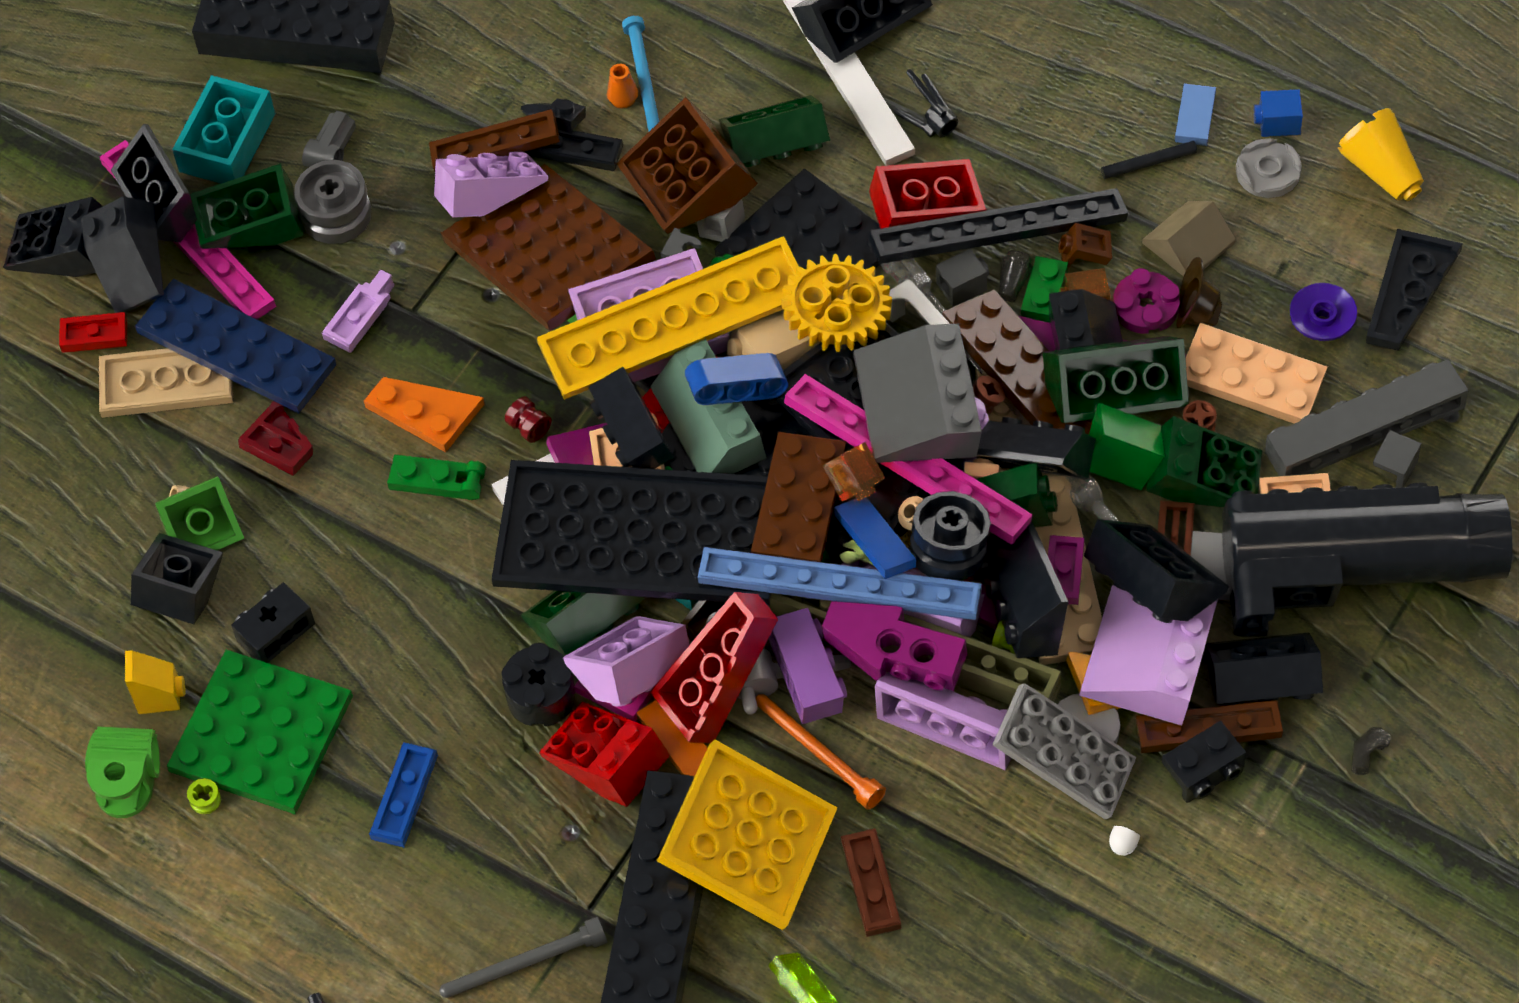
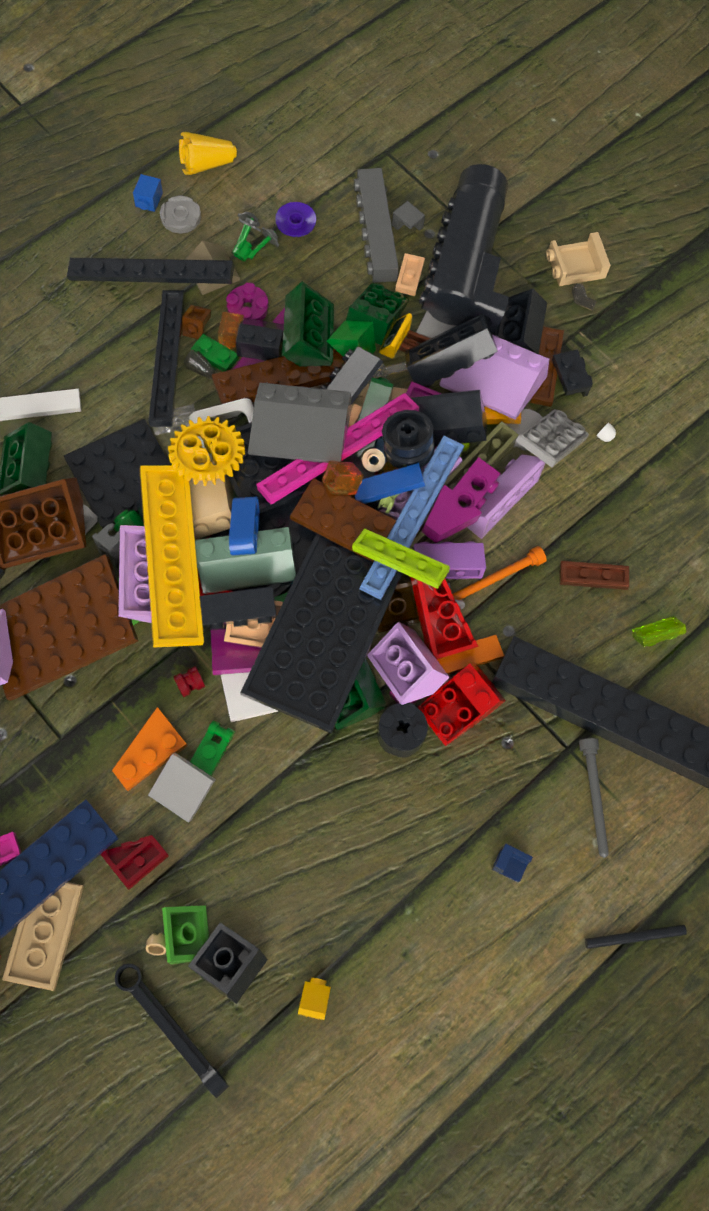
camera: 85 degrees left, 10 degrees up
(38, 605) = (207, 1073): none -> black piece
(122, 765) = (364, 1039): bright green piece -> none
(200, 805) = (402, 982): lime bush -> none
(260, 731) = (369, 932): green plate -> none
(273, 623) = (283, 885): black brick -> none
(359, 312) = (50, 774): lavender hinge -> none
(382, 457) = (181, 787): none -> light grey tile
(397, 871) = (511, 862): none -> dark blue panel
(403, 794) = (450, 843): blue tile -> none
(747, 834) = (558, 630): yellow plate -> none
(748, 569) = (401, 558): none -> lime tile
(924, 192) = (127, 389): red brick -> none
(939, 116) = (62, 367): black plant -> none
(962, 277) = (190, 391): dark grey brick -> none
(1138, 161) = (151, 270): none -> black plate
(1149, 160) = (147, 251): black bar -> none
(1165, 505) = (396, 336): none -> yellow slope
(1195, 114) = (125, 236): medium blue tile -> none
(1198, 298) = (262, 274): dark brown piece -> none
(1202, 413) = (340, 299): copper wheel -> none
(1237, 261) = (243, 248): none -> plant
(1253, 374) = (323, 265): light nougat plate -> none
(1409, 282) = (289, 173): black wing -> none
(1434, 722) = (578, 261): none -> tan panel

